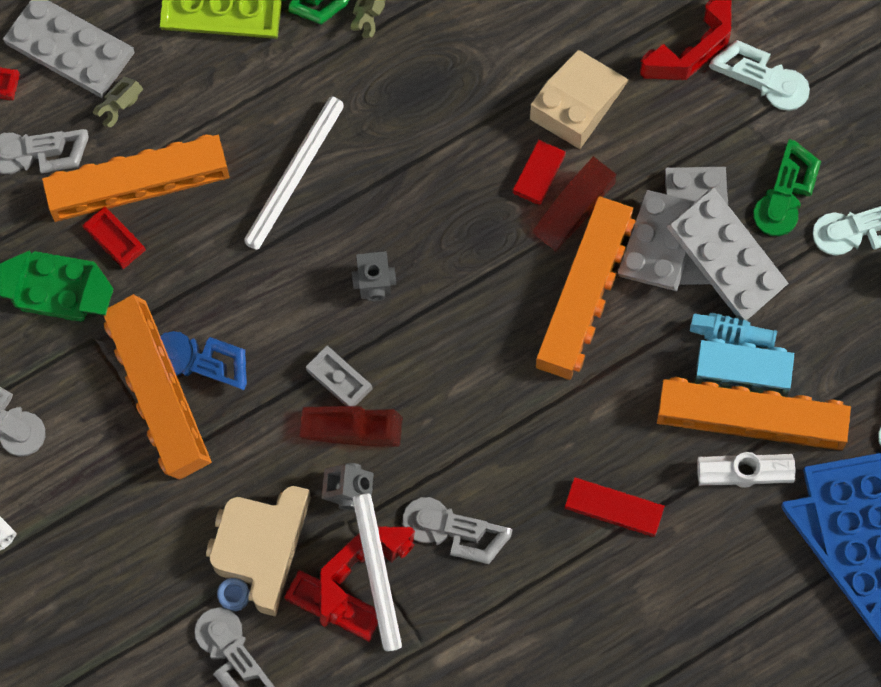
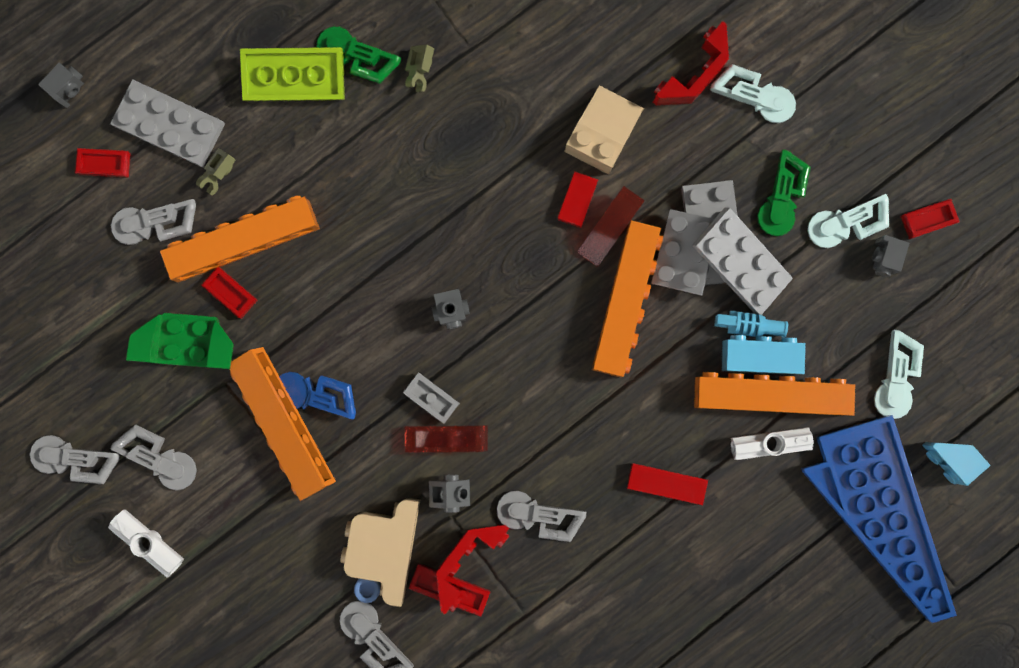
camera: 10 degrees left, 15 degrees up
(293, 173) = (373, 220): white axle -> none
(377, 572) = (481, 566): white axle -> none

